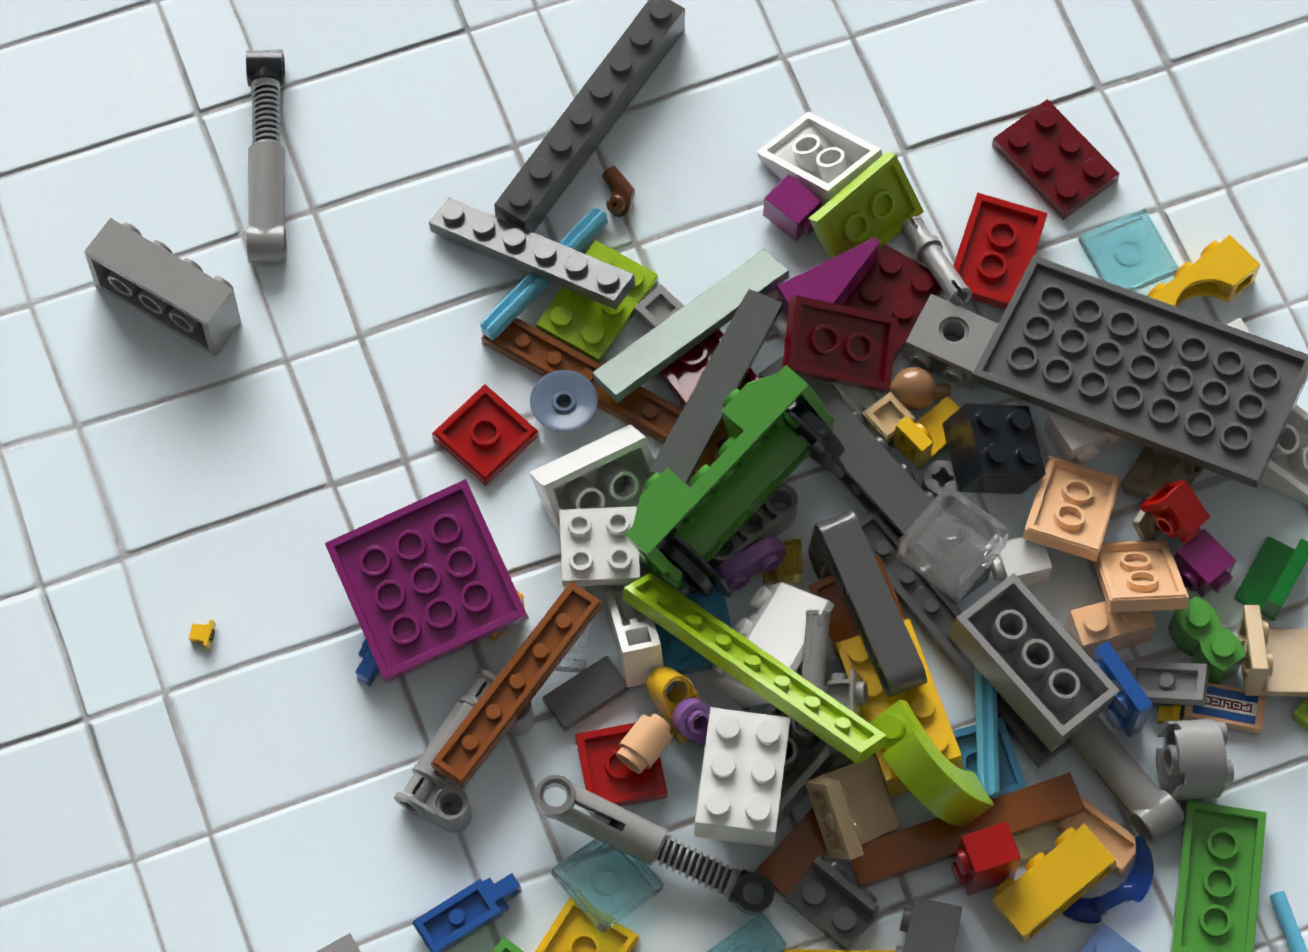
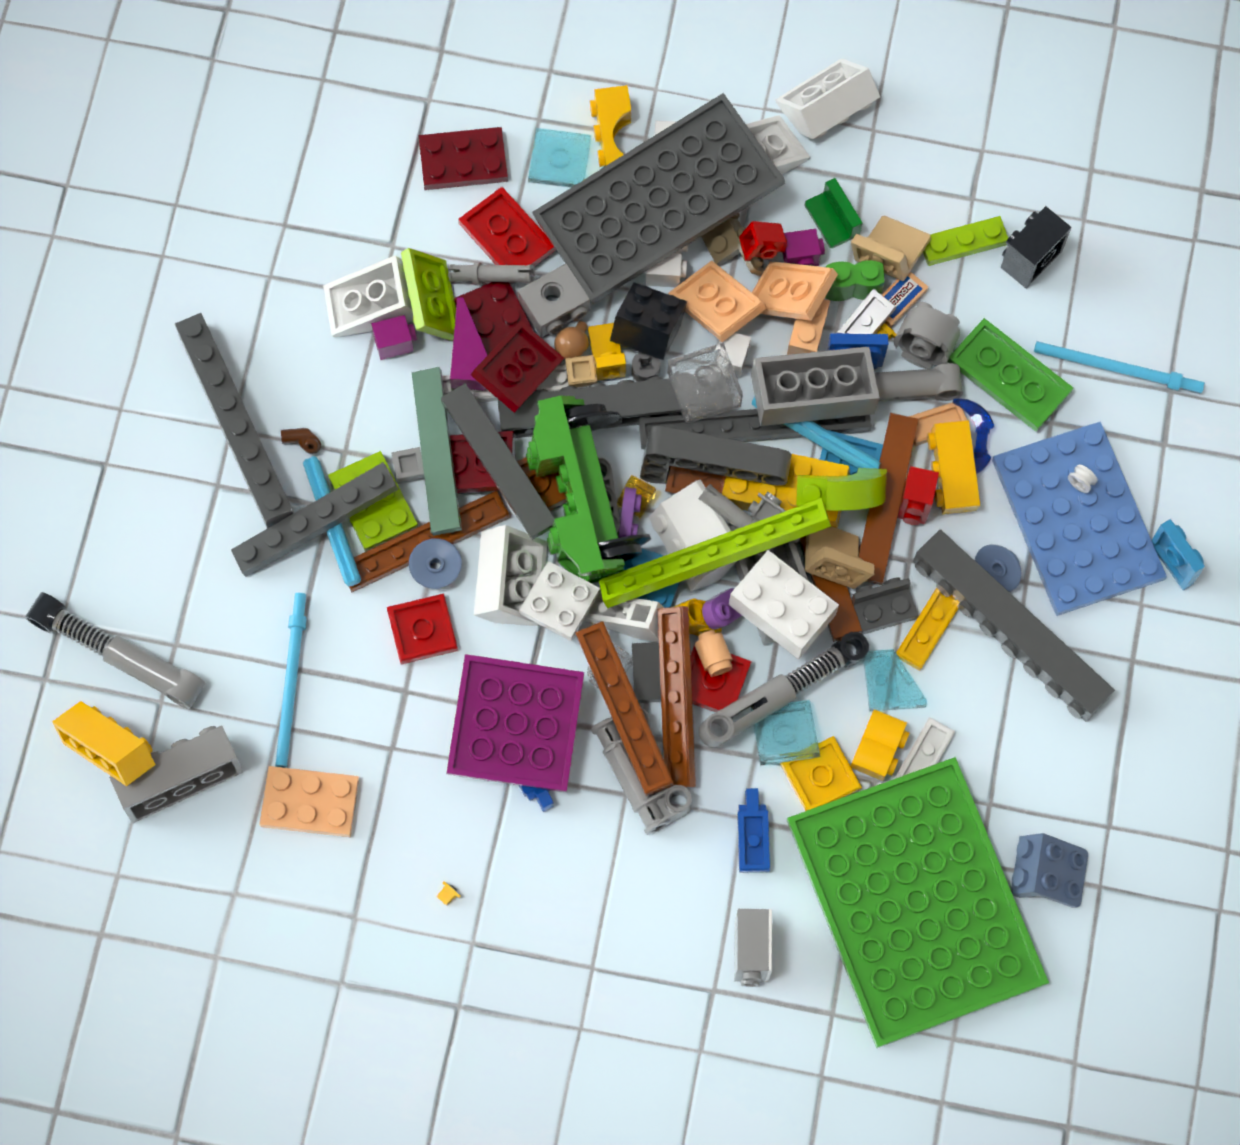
camera: 60 degrees left, 5 degrees up
(148, 195) = (104, 743): none -> yellow brick
(221, 437) = (309, 801): none -> light nougat plate
(409, 309) = (297, 624): none -> medium azure bar
(567, 733) = (676, 694): none -> dark orange tile

